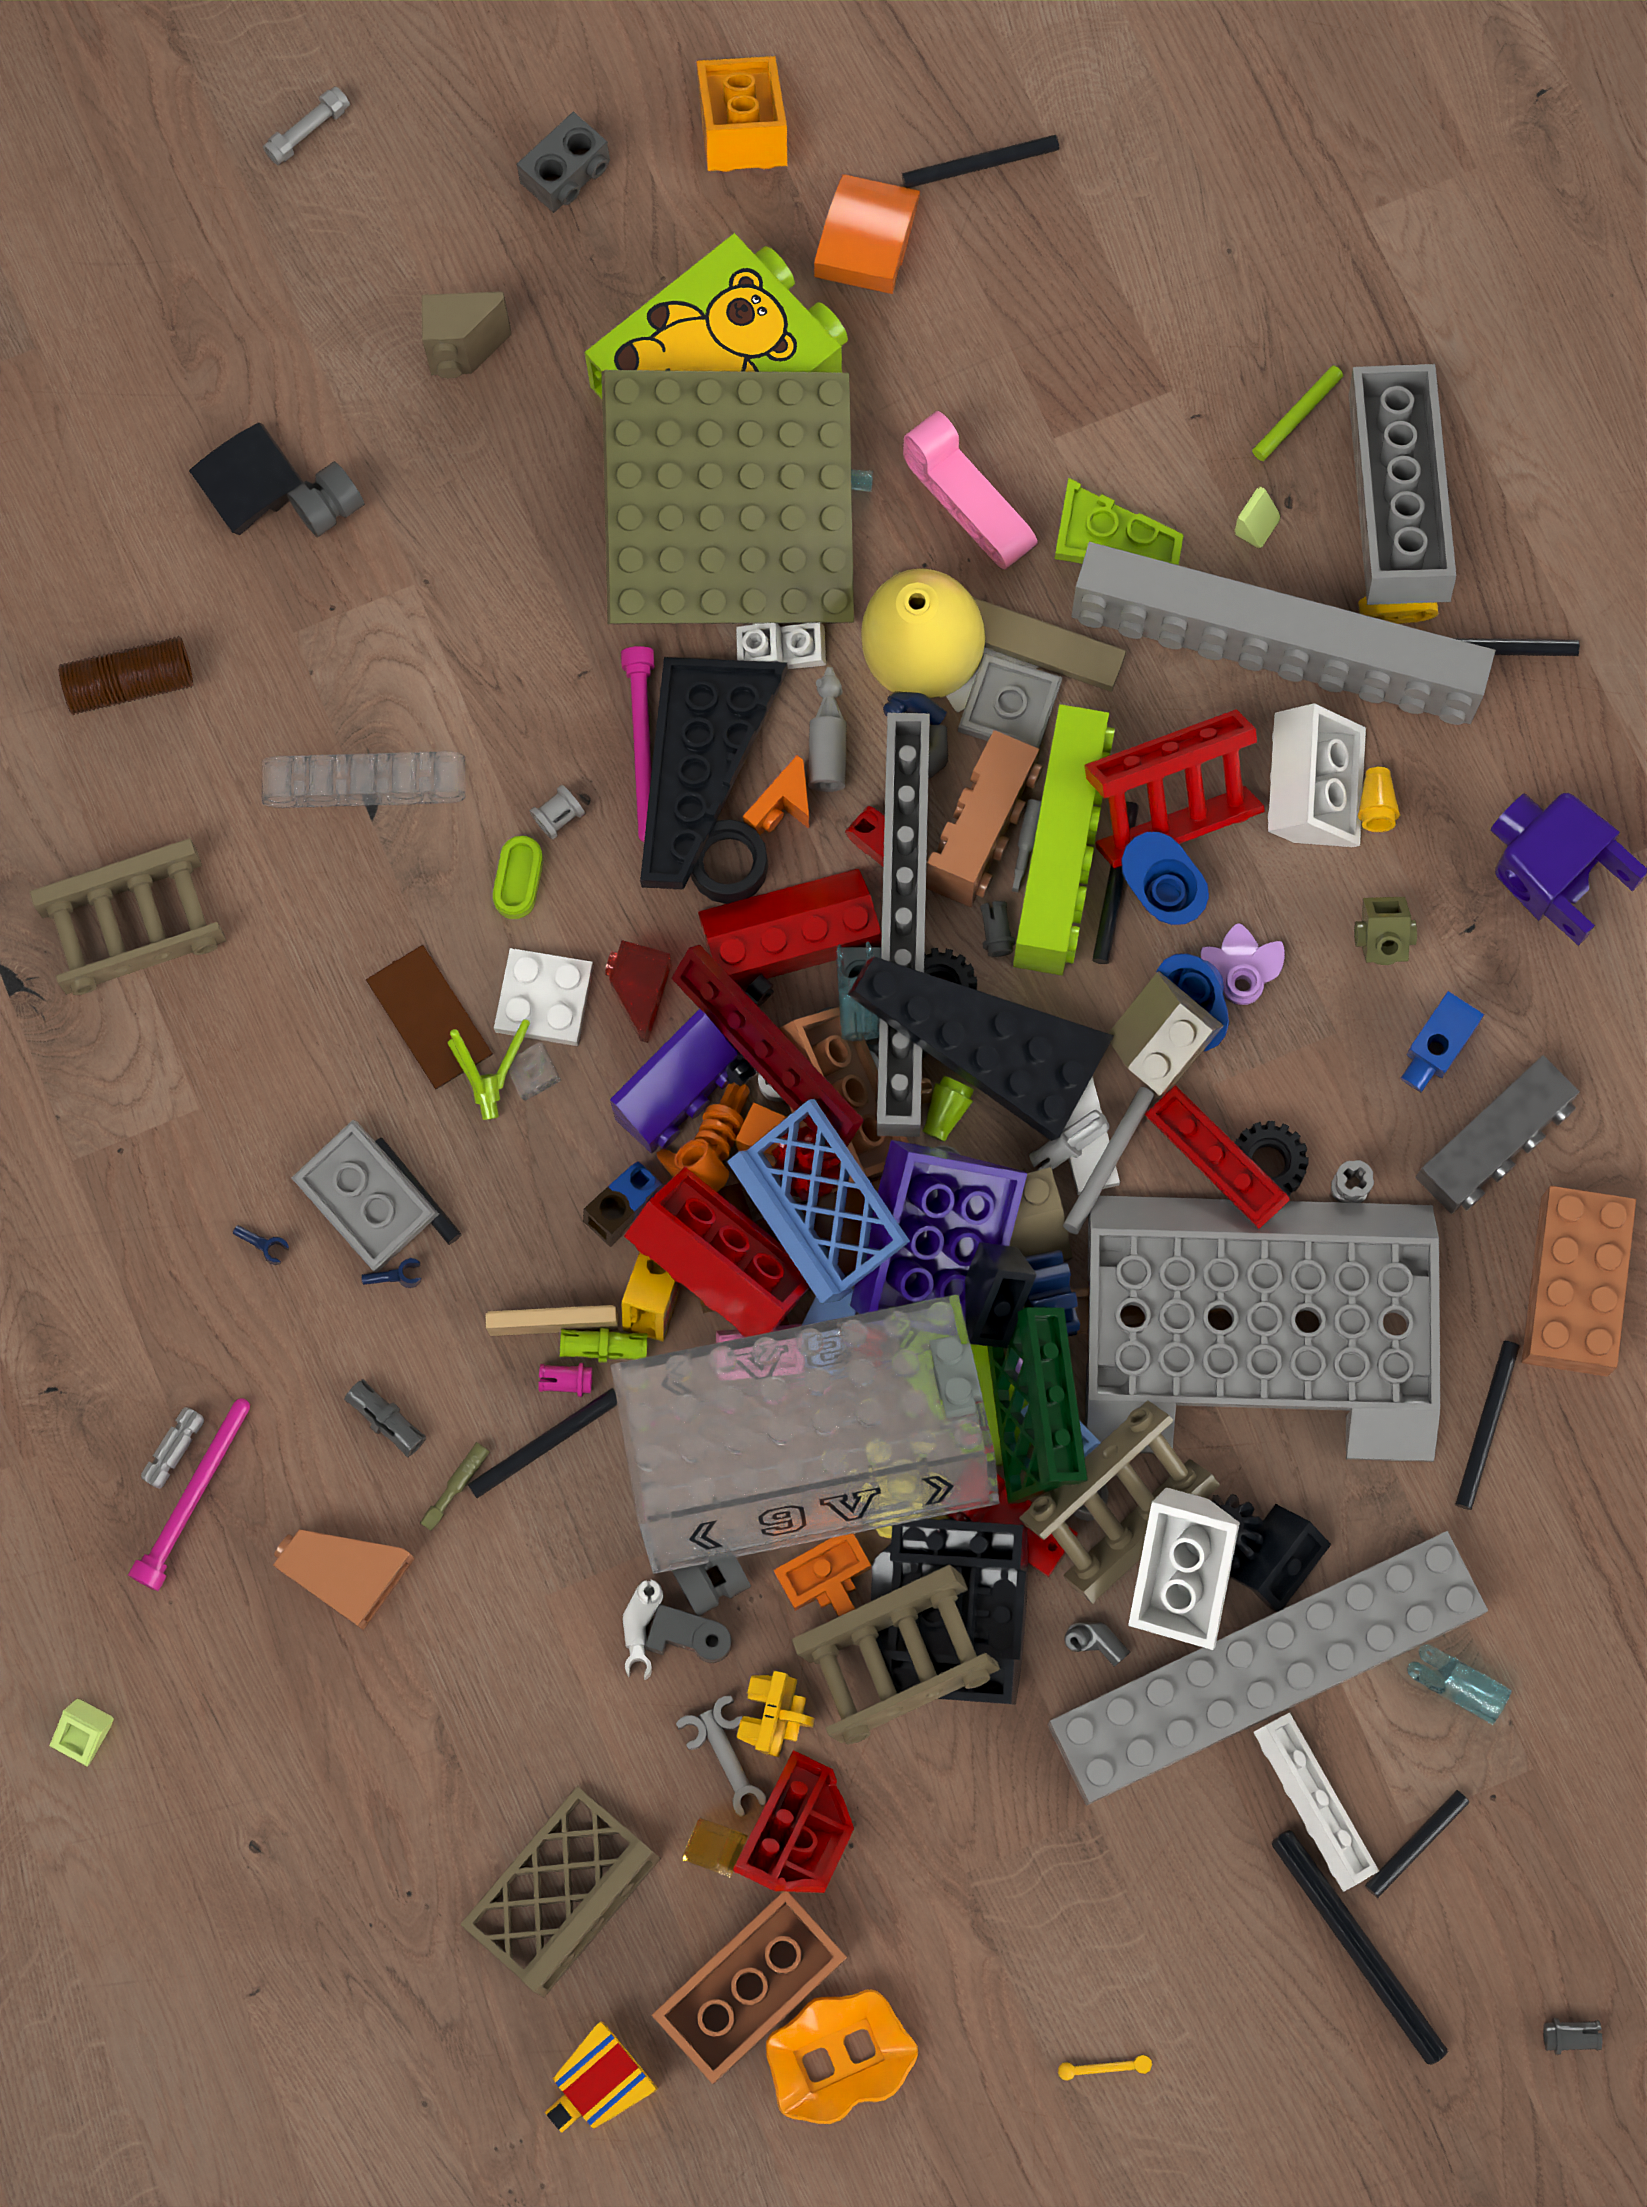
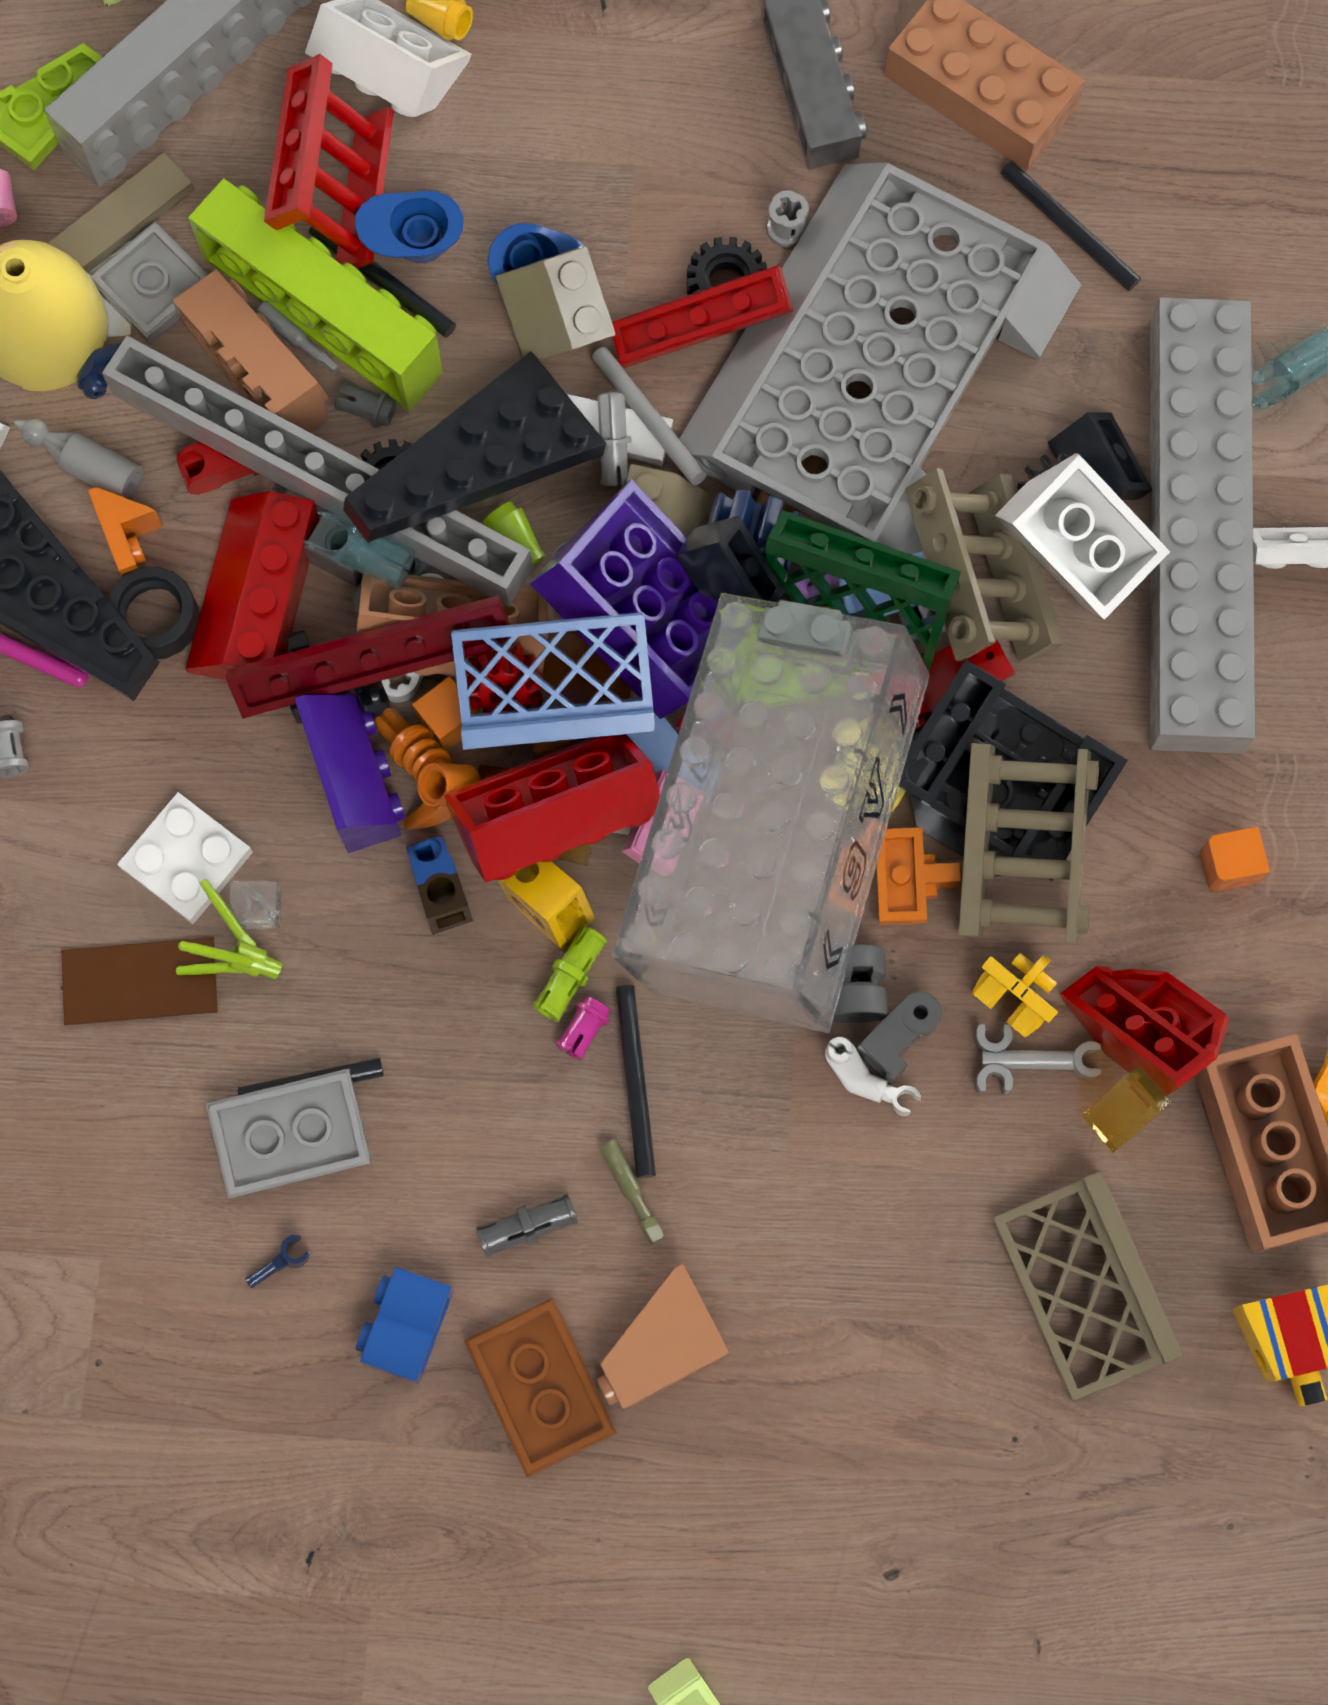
camera: 65 degrees left, 0 degrees up
(152, 1567) = (554, 1539): dark pink piece -> none
(172, 1447) = (441, 1458): light grey axle -> none
(259, 1365) = (405, 1324): none -> blue brick
(265, 1495) = (540, 1387): none -> dark orange tile
(394, 1275) = (386, 1145): dark blue hand -> none
(518, 877) = (48, 822): lime tile -> none
(551, 1320) = (518, 1009): tan tile -> none
(638, 983) = (227, 758): clear red slope -> none
(981, 1839) = (1234, 859): none -> orange piece
(1095, 1636) = (1092, 661): dark grey arm -> none
(1245, 960) = (526, 203): lavender plate -> none
(1385, 930) = (568, 65): olive brick -> none
(1451, 1027) = (698, 69): blue torso -> none

